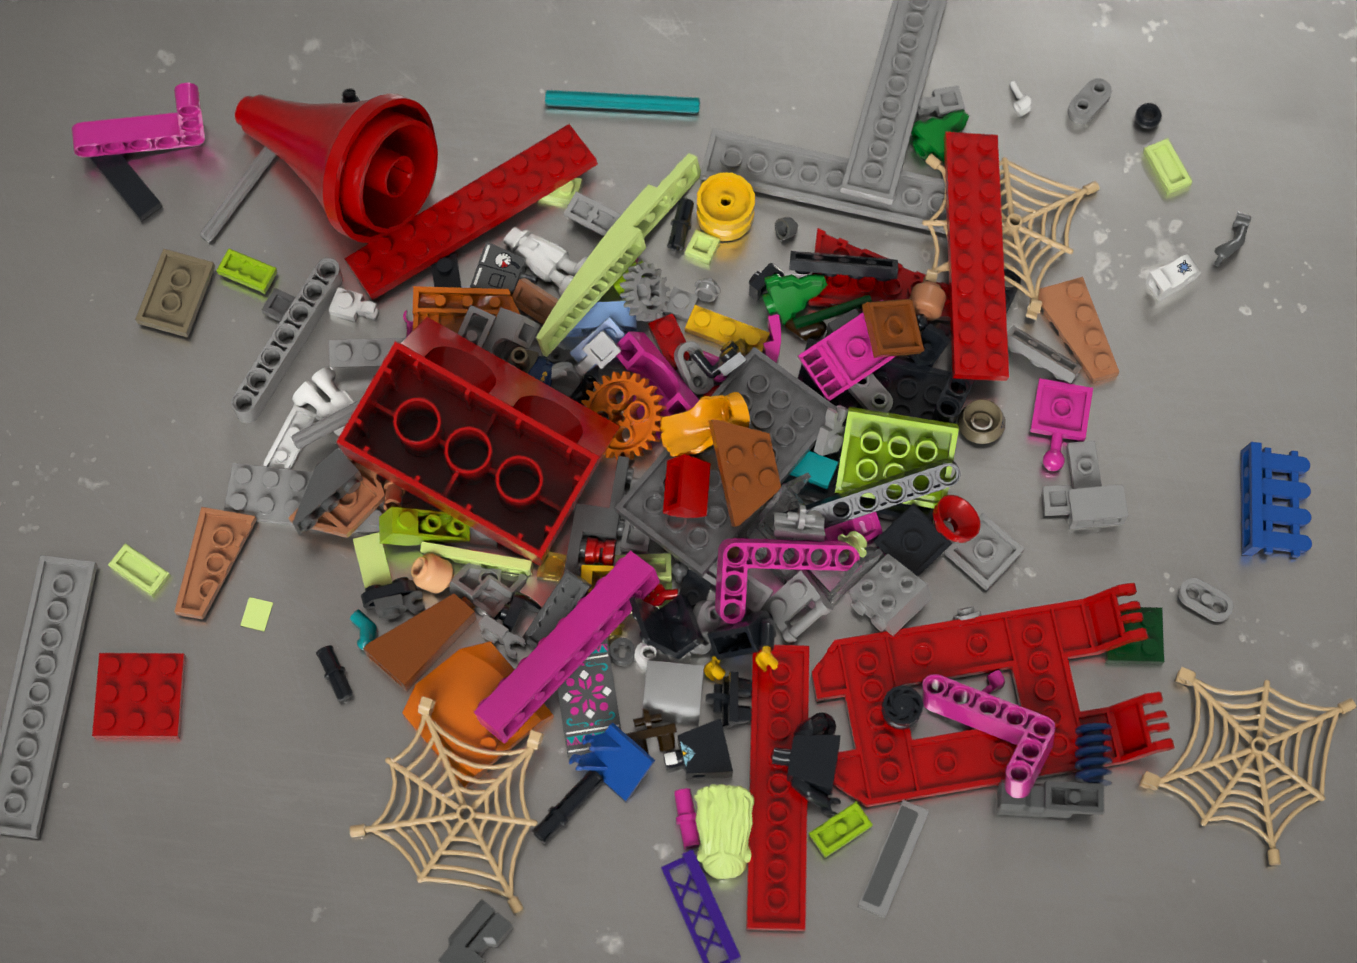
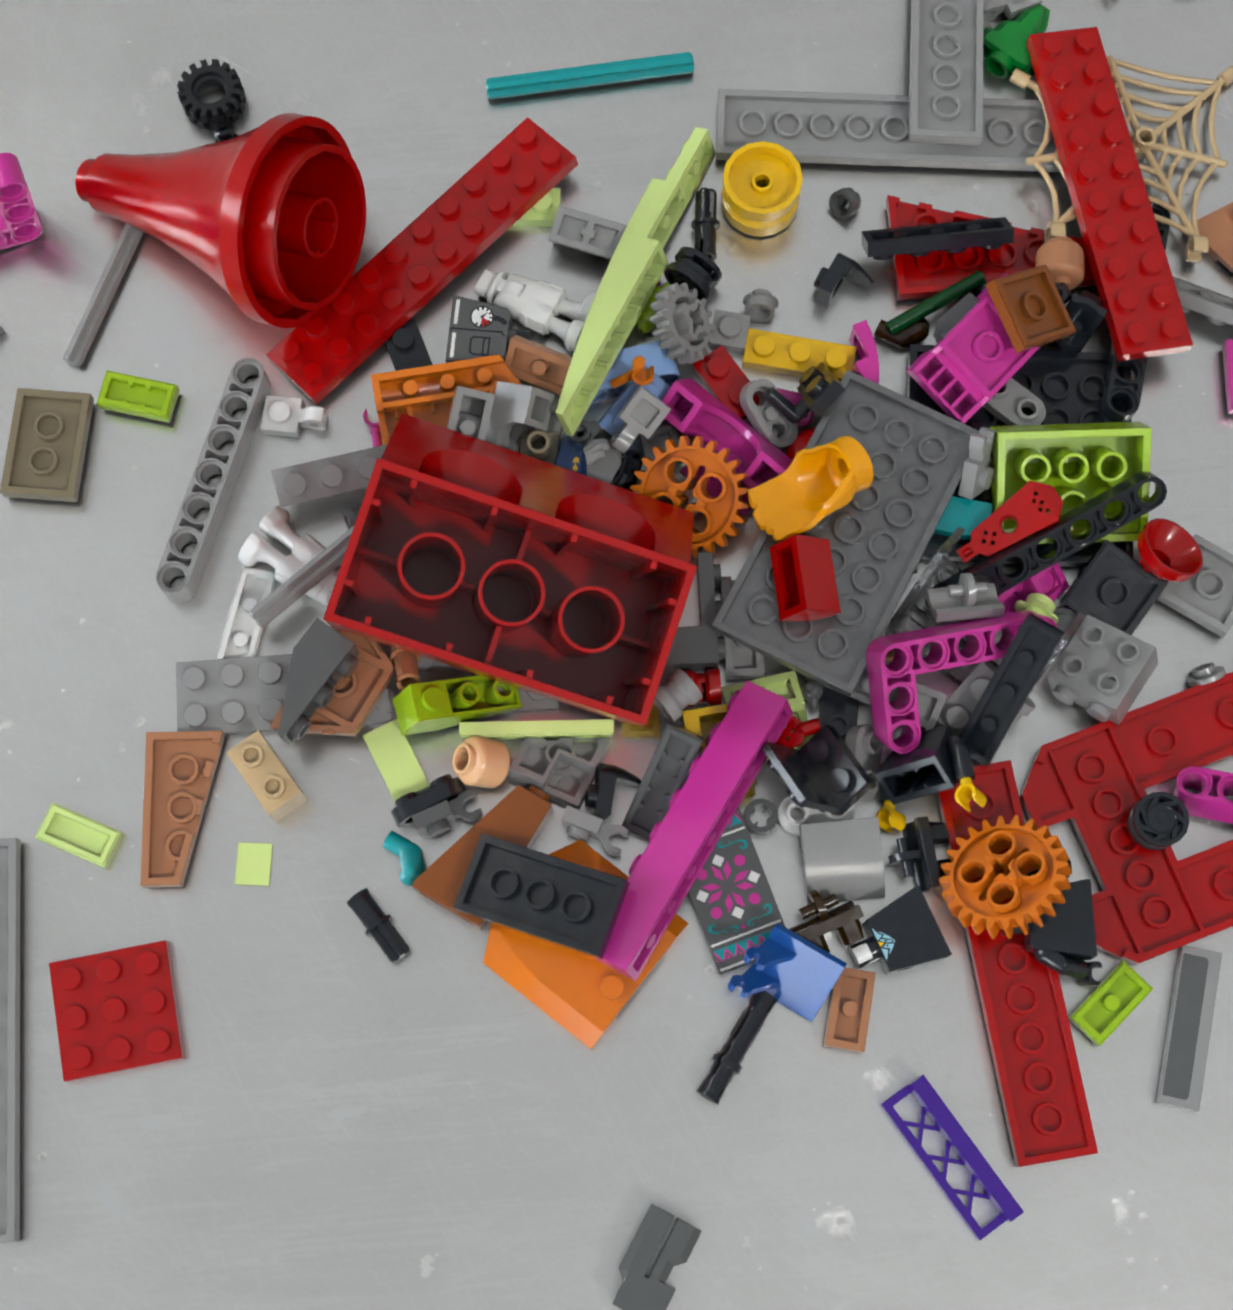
camera: 10 degrees left, 5 degrees up
(277, 304) = (190, 434): flat silver plate -> none
(279, 554) = (267, 776): none -> tan brick
(342, 52) = (206, 77): none -> black tyre
(450, 669) = (541, 896): none -> black plate
(534, 742) = (516, 955): tan animal -> none
(577, 551) = (676, 695): none -> light grey wheel
(601, 321) = (636, 374): none -> orange hand
(653, 796) = (850, 1010): none -> nougat plate
(663, 257) = (695, 270): none -> black wheel
(687, 818) = (901, 1030): dark pink pin -> none
(702, 247) = (740, 249): yellowish green tile -> none
(724, 829) = (960, 1038): yellowish green hair -> none
(745, 468) = (880, 538): dark orange wing -> none
(780, 721) = (1005, 876): none -> orange gear
(790, 294) = (875, 289): green rock -> none
(814, 592) = (1010, 687): none -> black tile
(855, 470) = (1023, 512): none -> red piece
(981, 421) = (1166, 410): dark tan hat -> none

